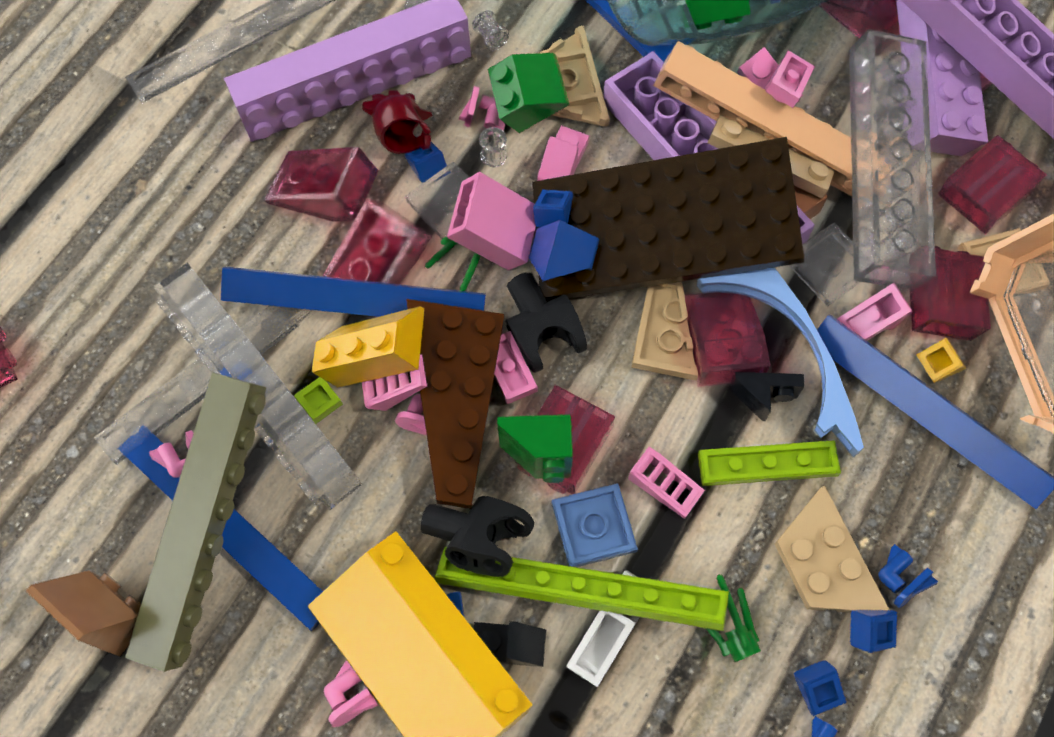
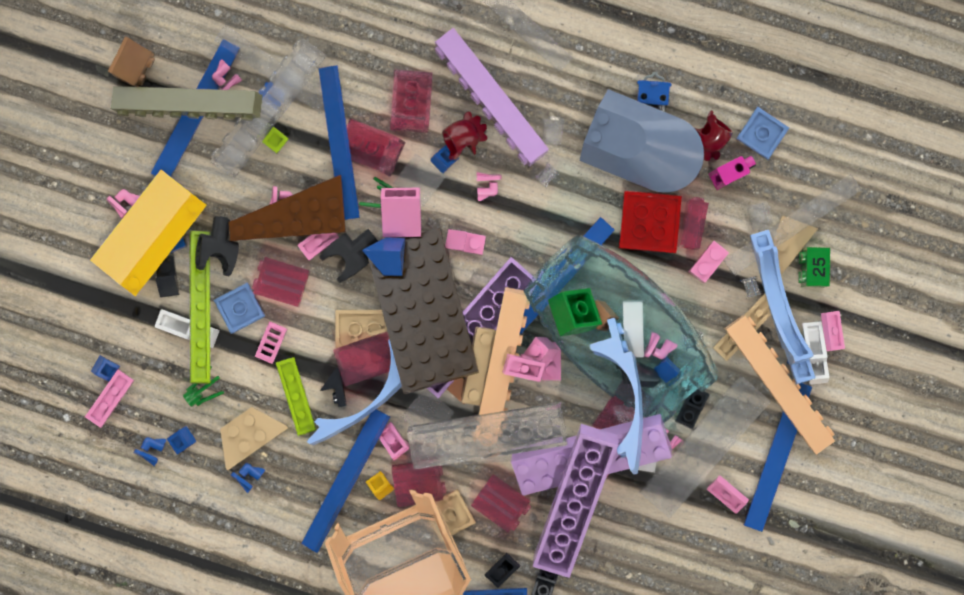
camera: 75 degrees right, 20 degrees up
(370, 348) = (308, 162): yellow slope -> none
(391, 390) = (290, 179): bright pink slope -> none
(490, 148) = (461, 192): clear bush -> none
(527, 89) = (500, 210): green slope -> none
(539, 444) = (263, 270): green slope -> none
(552, 206) = (418, 244): blue slope -> none
(580, 80) = (521, 233): tan wing -> none
(873, 629) = (215, 463): blue slope -> none

